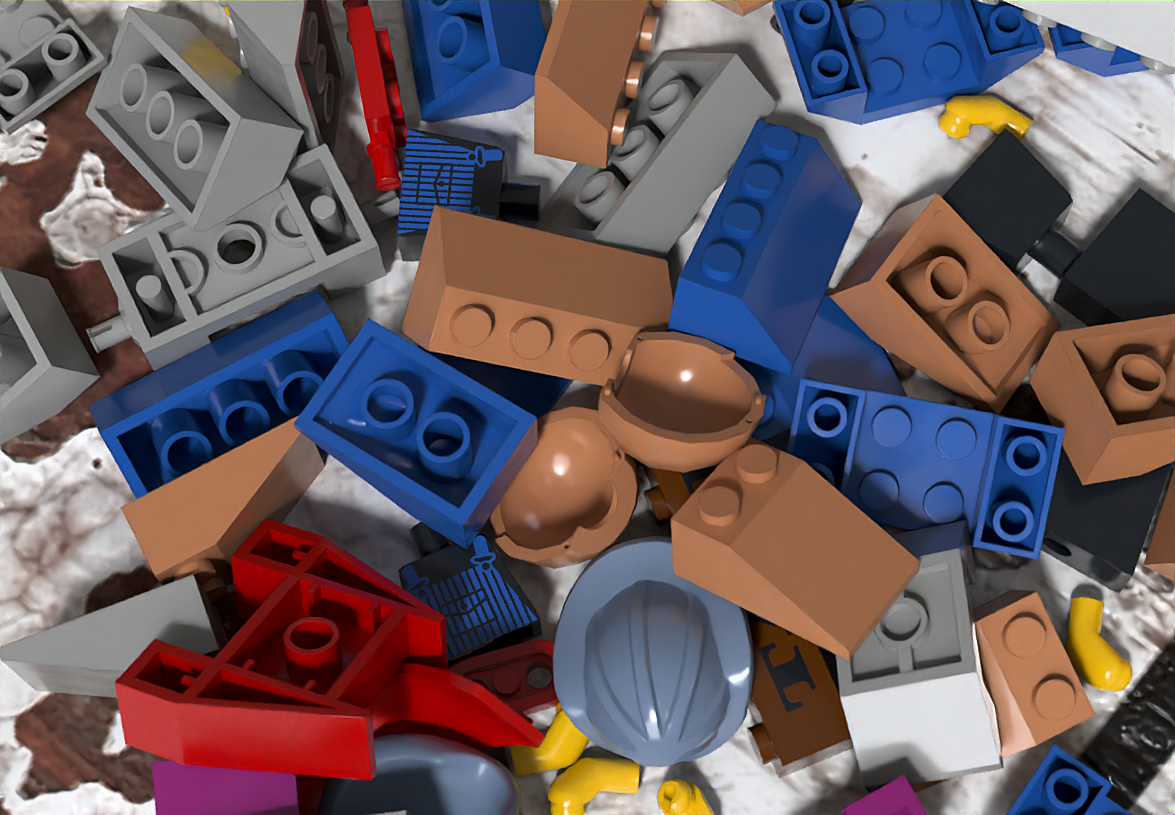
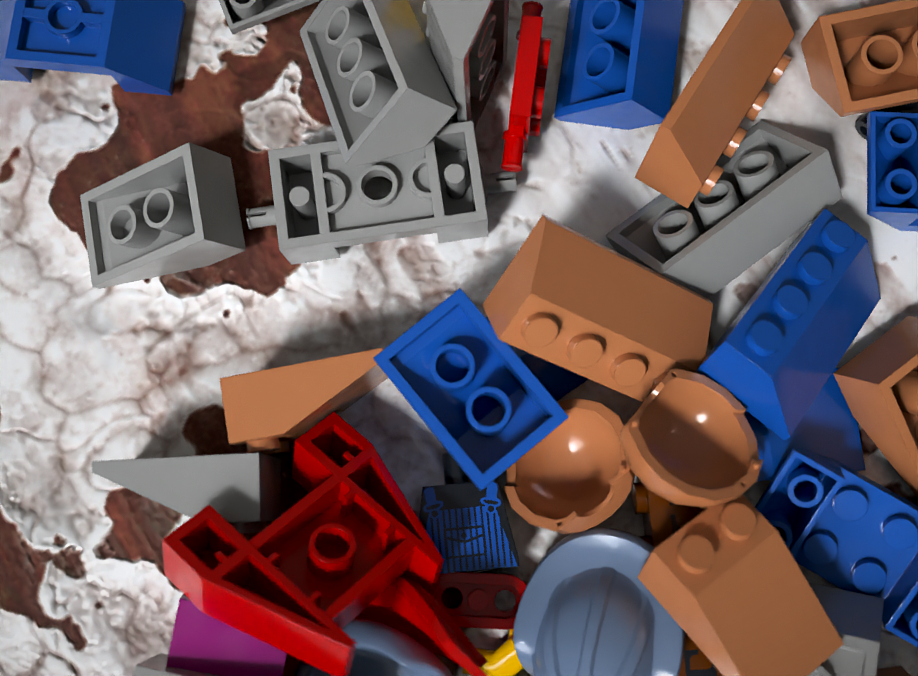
camera: 25 degrees right, 10 degrees up
(220, 394) = (331, 302): blue slope -> none
(459, 177) = (564, 186): torso -> none

